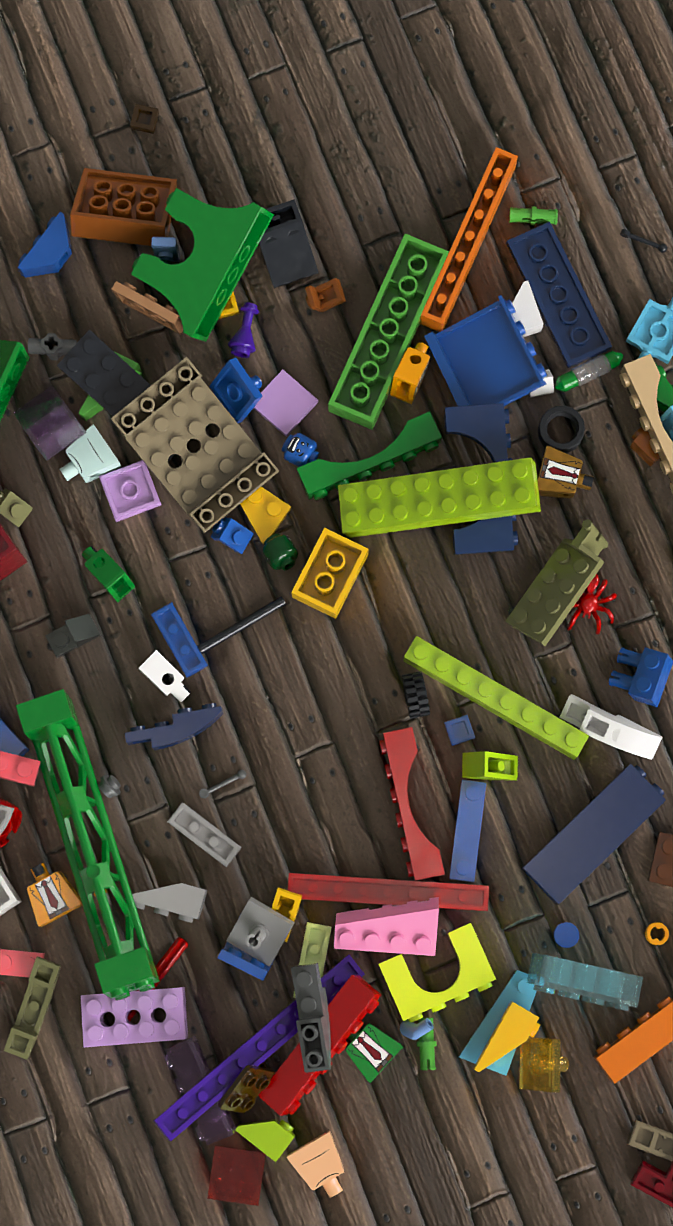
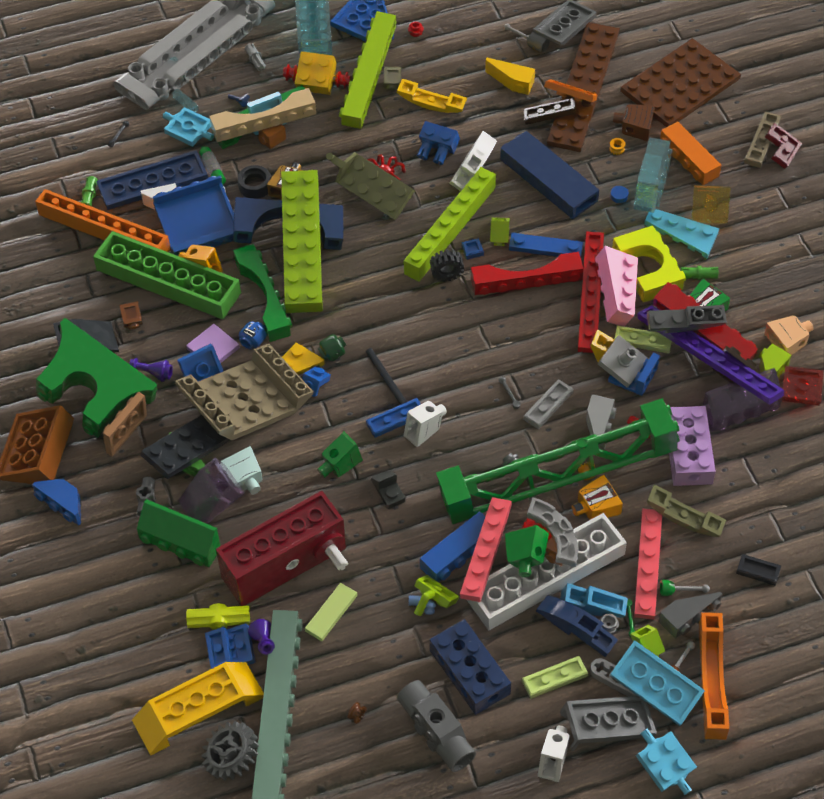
camera: 90 degrees left, 25 degrees down
(130, 490) = (272, 448): lavender tile -> none
(166, 248) = (76, 410): medium blue plate -> none
(186, 726) = (466, 415): dark blue slope -> none
(330, 573) = (351, 314): yellow brick -> none
(414, 1031) = (691, 275): medium blue arm -> none
(510, 1032) = (691, 219): yellow slope -> none

